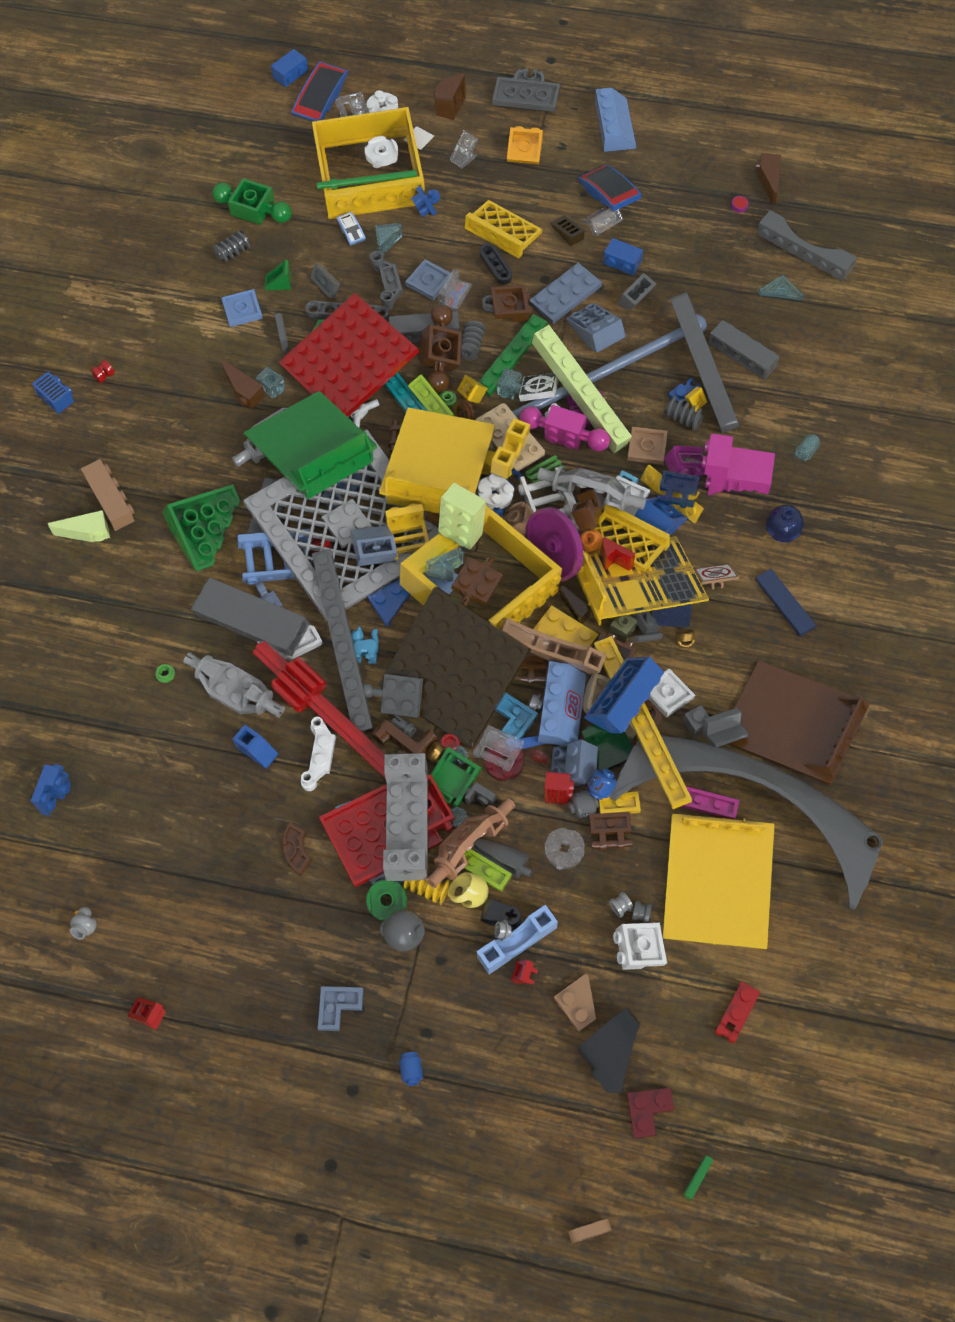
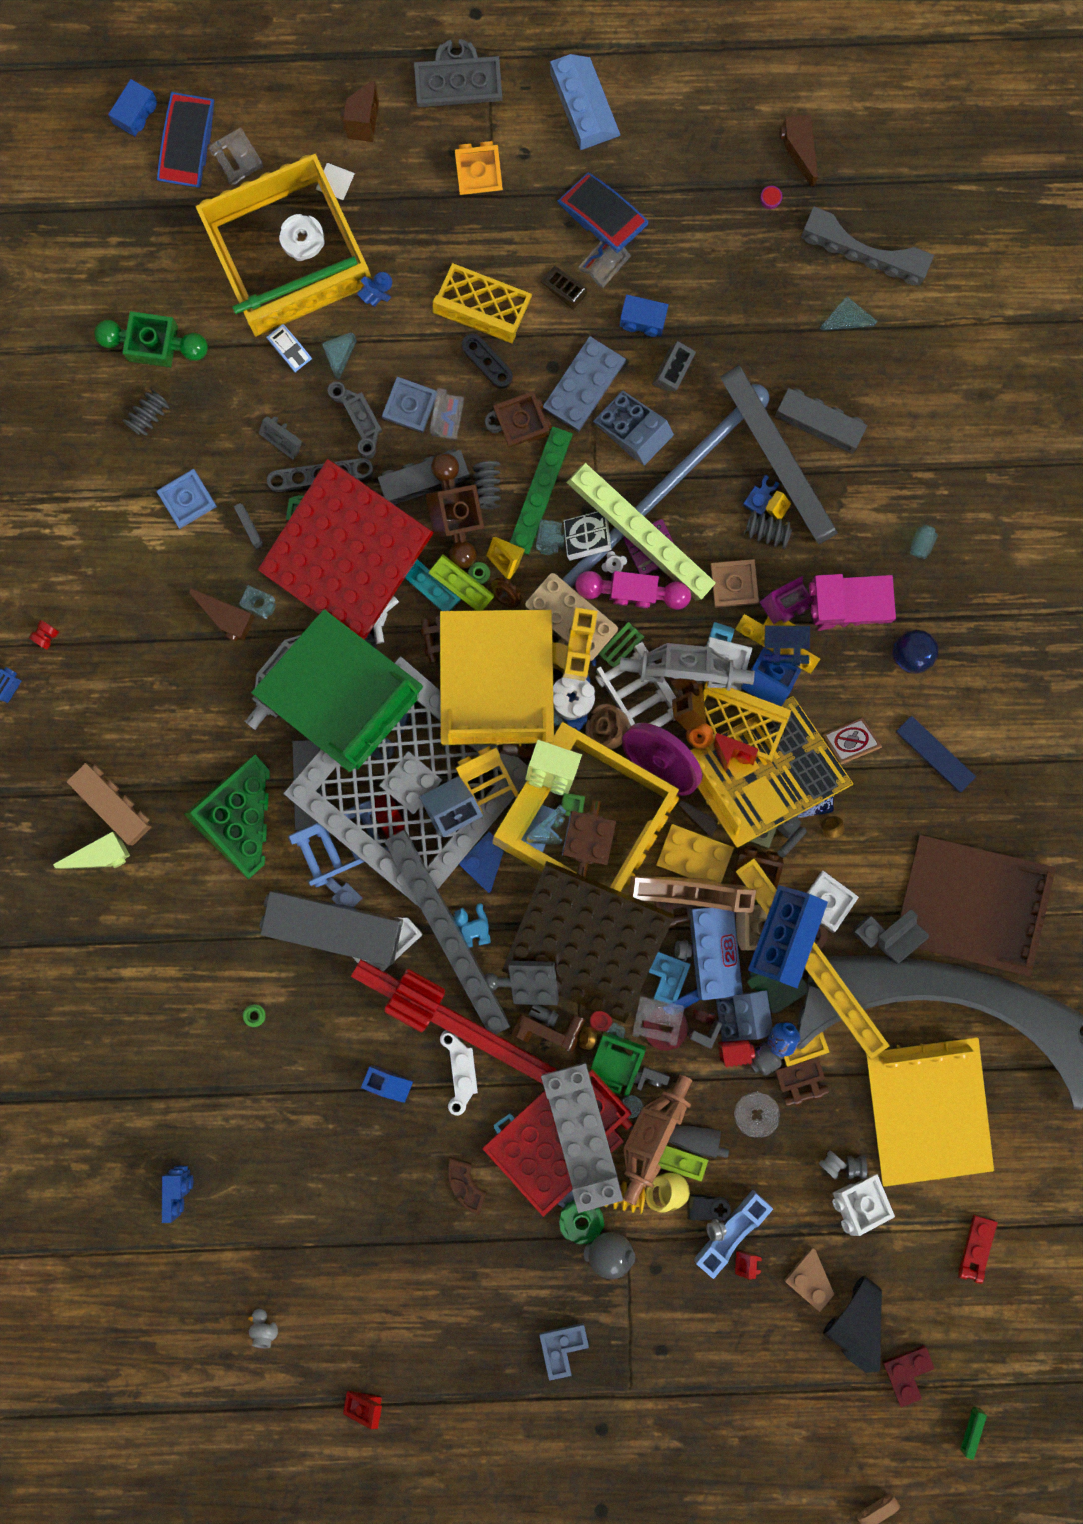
camera: 15 degrees left, 20 degrees up
(233, 686) = (338, 1014): light grey plate -> none
(279, 277) = (220, 446): green slope -> none
(383, 99) = (274, 129): white plate -> none
(410, 1068) = (657, 1396): blue brick -> none
(463, 152) = (402, 193): clear slope -> none
(533, 770) = (706, 1040): none -> dark grey panel
(712, 804) = (903, 1023): dark pink plate -> none

